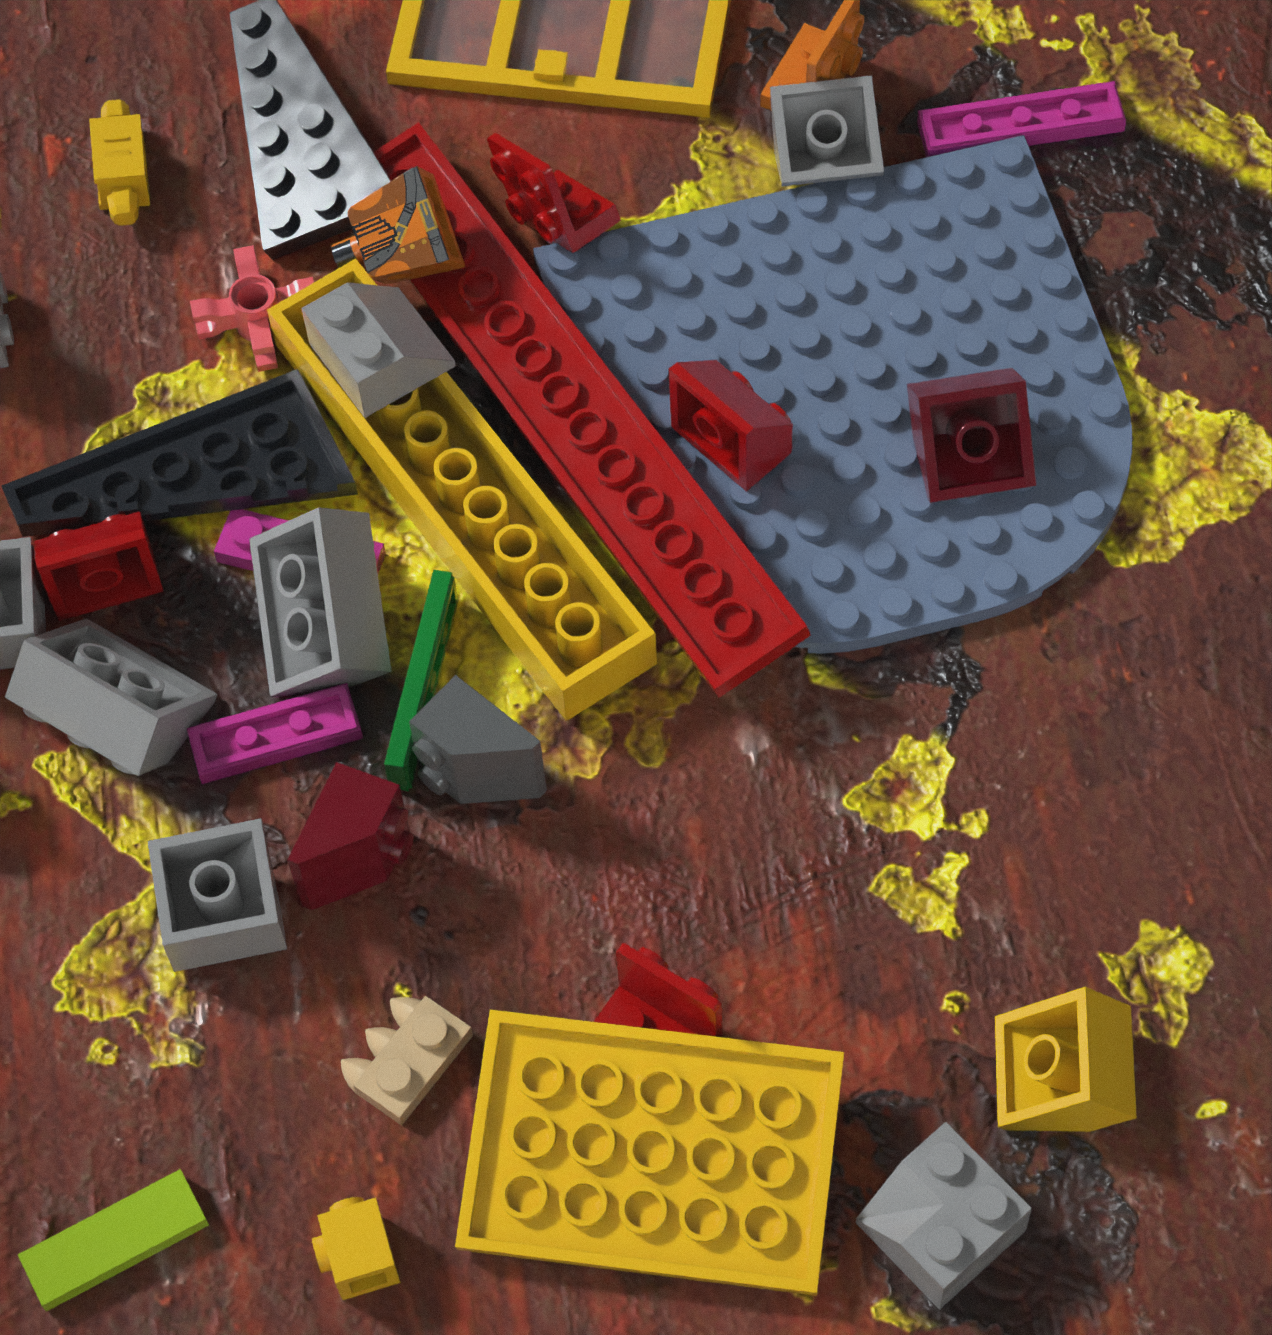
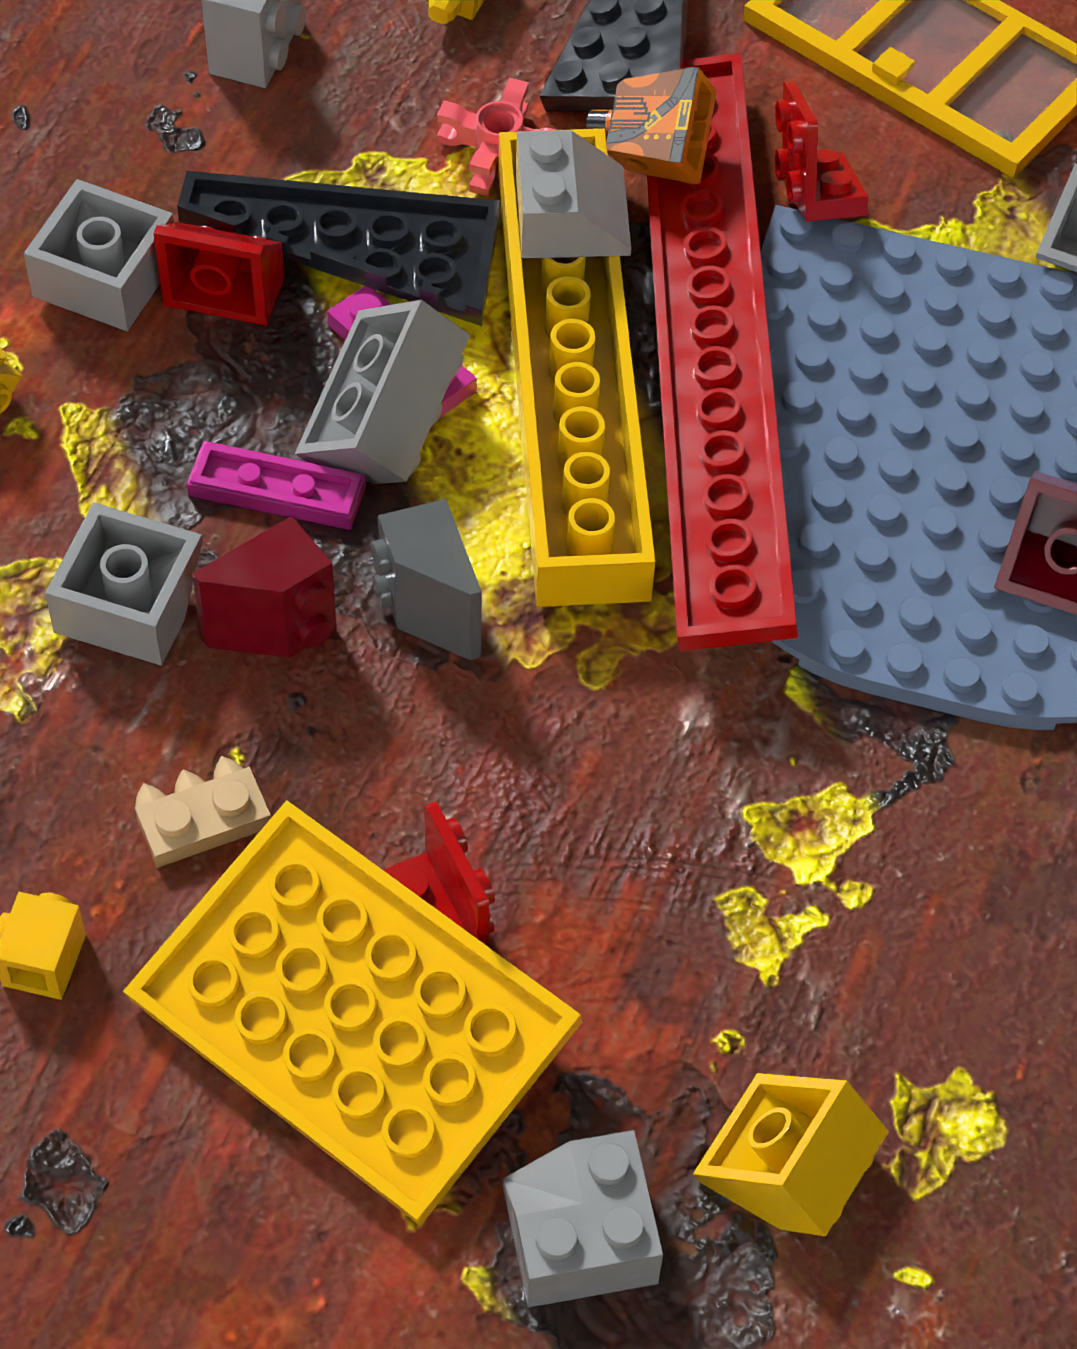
camera: 25 degrees right, 5 degrees down
(107, 695) = (155, 378): light grey slope -> none
(422, 675) = (454, 479): green tile -> none
(728, 420) = (847, 419): red slope -> none

